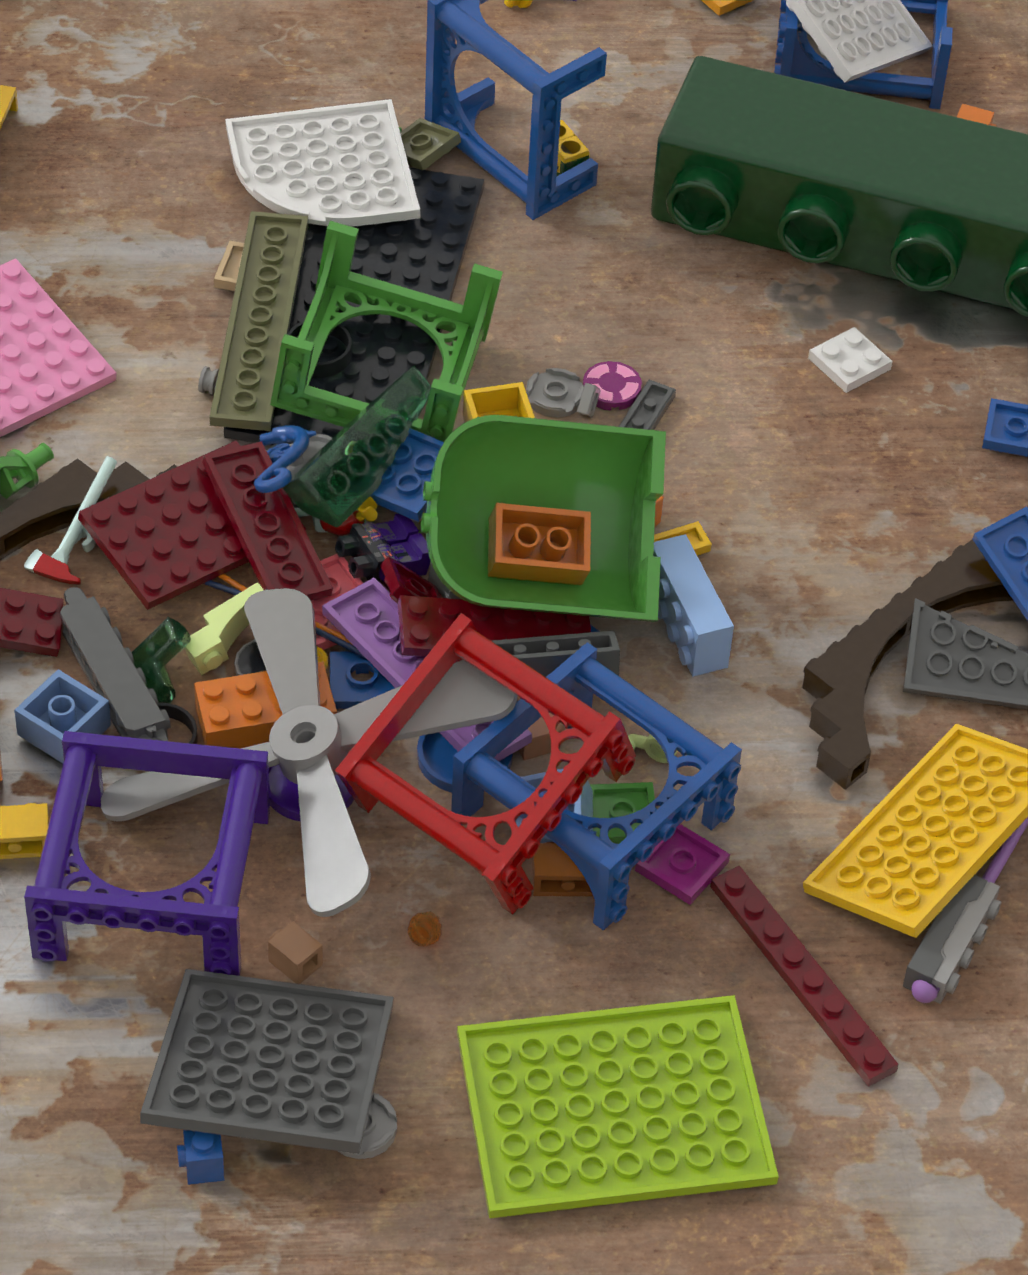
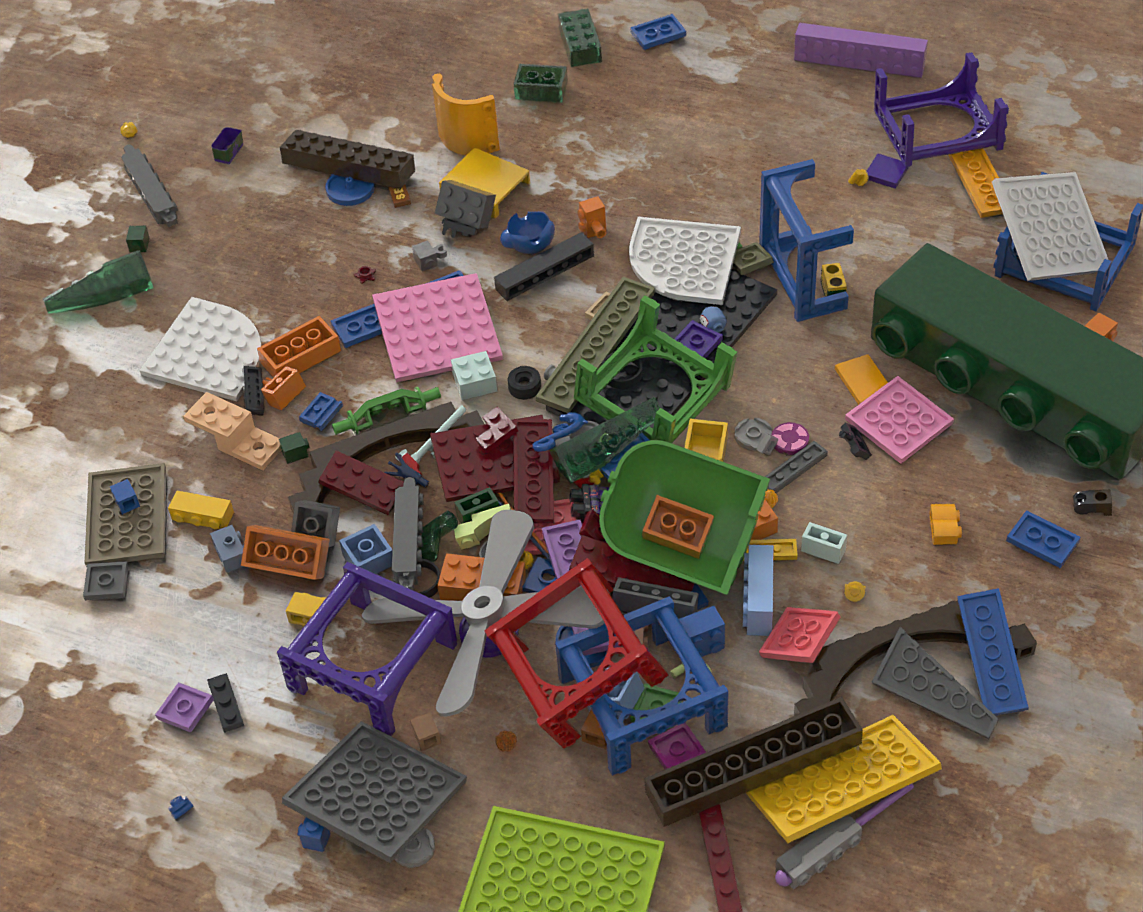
camera: 30 degrees right, 0 degrees up
(56, 582) = (405, 471): none -> dark blue piece
(67, 180) = (528, 233): none -> blue piece
(88, 412) = (474, 375): none -> light aqua brick
(111, 226) = (544, 266): none -> black brick
(156, 136) = (592, 217): none -> orange brick
(172, 390) = (525, 391): none -> black tyre
(190, 477) = (500, 430): none -> plate
(200, 598) = (474, 504): none -> dark green brick
(413, 271) = (699, 338): none -> dark purple plate
(419, 242) = (713, 319): none -> medium blue head
(648, 672) = (705, 630): none -> blue brick
(674, 278) = (861, 377): none -> light orange tile
(701, 359) = (855, 440): none -> black plate
(742, 515) = (824, 543): none -> light aqua brick
(753, 319) = (899, 419): none -> bright pink plate
(777, 651) = (799, 634): none -> coral plate
(807, 843) = (753, 761): none -> dark brown brick
(814, 571) = (854, 591): none -> yellow plate
(850, 359) = (949, 461): white plate -> none
(890, 446) = (944, 524): none -> light orange brick

